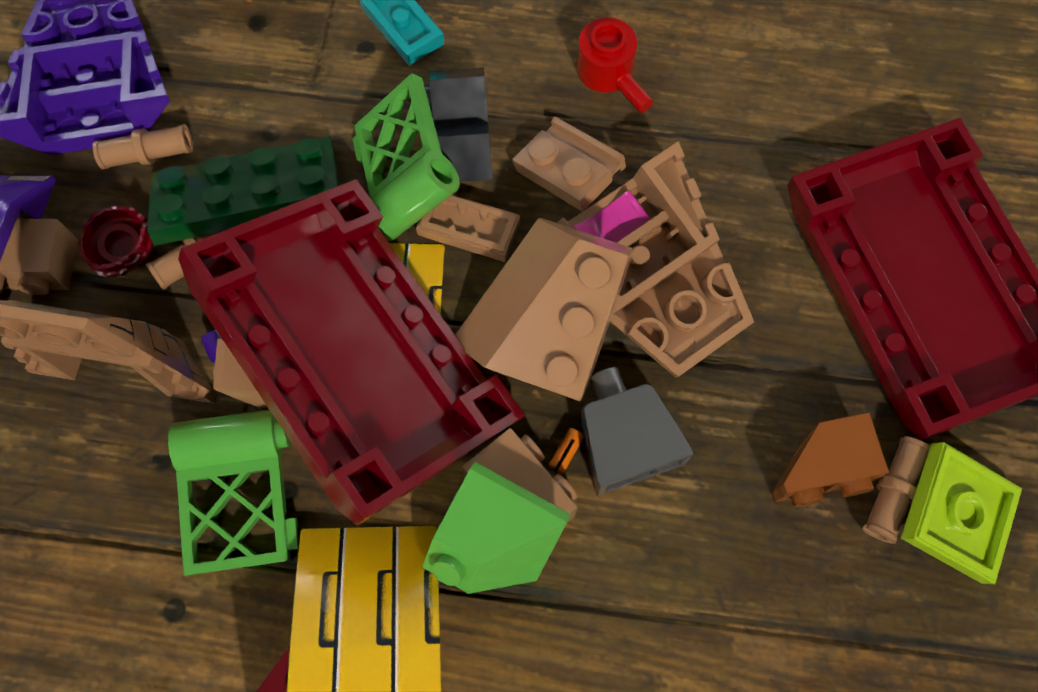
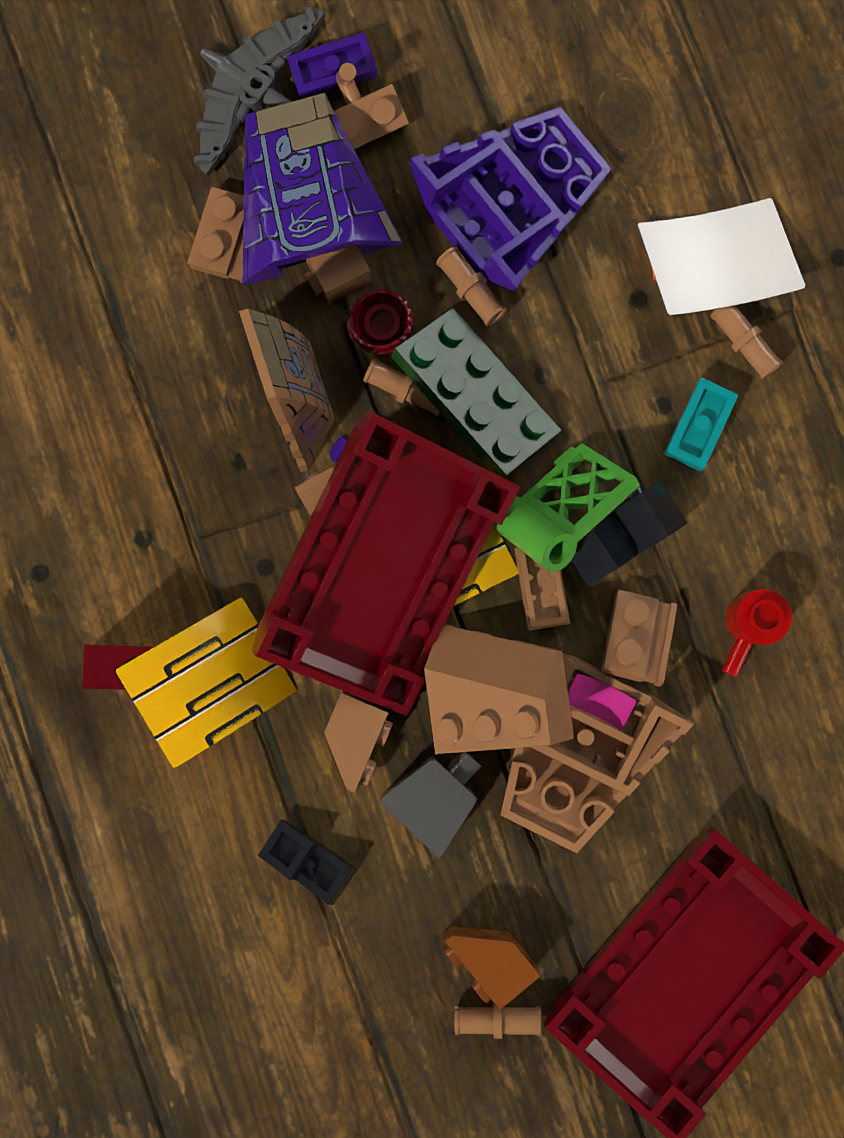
camera: 60 degrees right, 15 degrees up
(227, 448) = (269, 509): bright green piece -> none
(493, 534) = (302, 742): bright green slope -> none
(573, 436) = (400, 757): orange piece -> none
(628, 610) = (307, 861): none -> black slope
(962, 513) = (502, 1076): lime tile -> none

